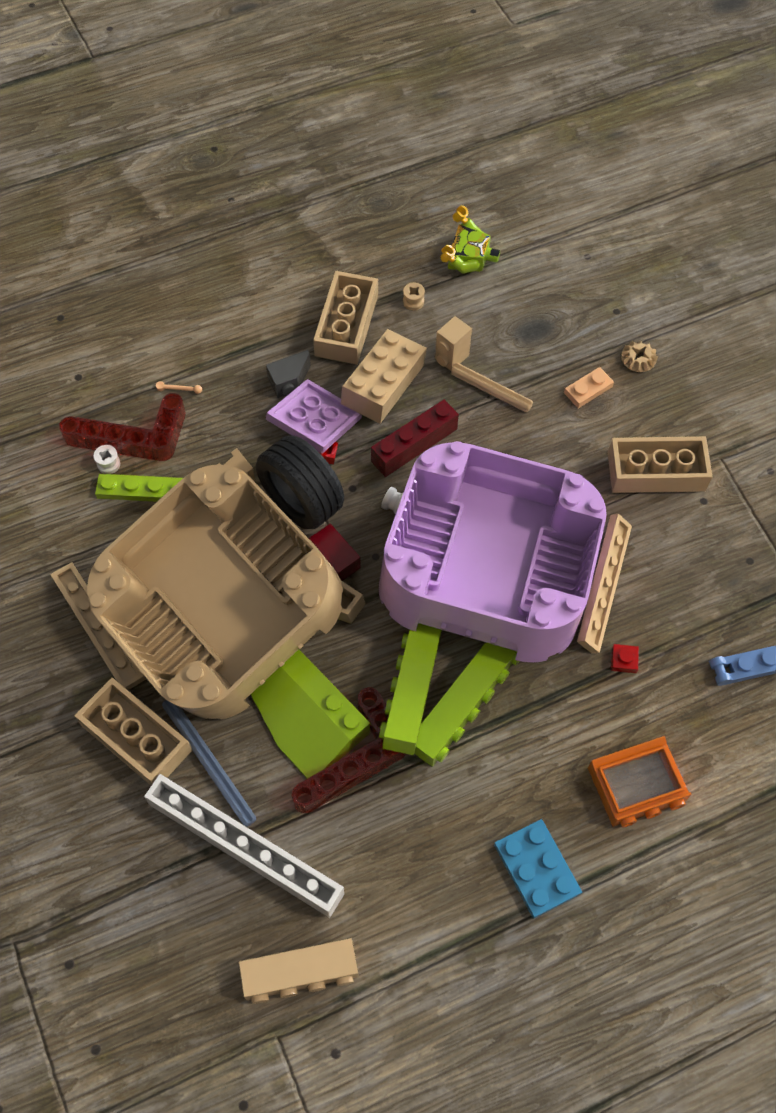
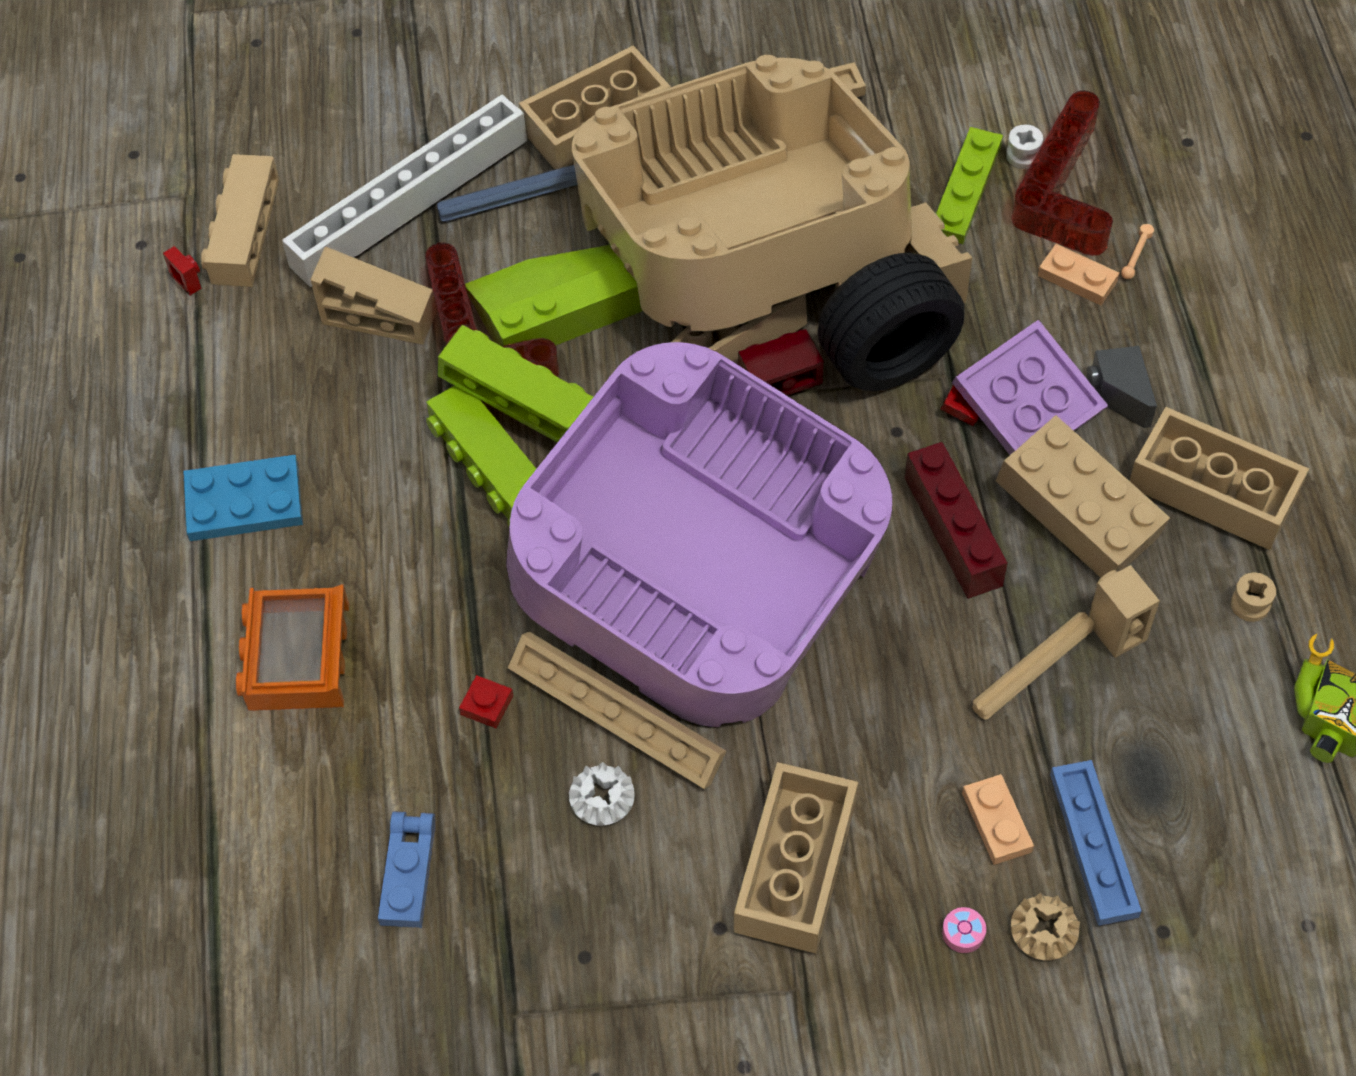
camera: 110 degrees right, 5 degrees down
(205, 414) = (1078, 274): none -> light nougat plate
(352, 832) = (371, 299): none -> tan wedge
(359, 996) = (183, 270): none -> red plate
(585, 341) = (1095, 843): none -> medium blue plate
(656, 389) = (964, 930): none -> bright pink tile
(660, 586) = (596, 810): none -> white gear

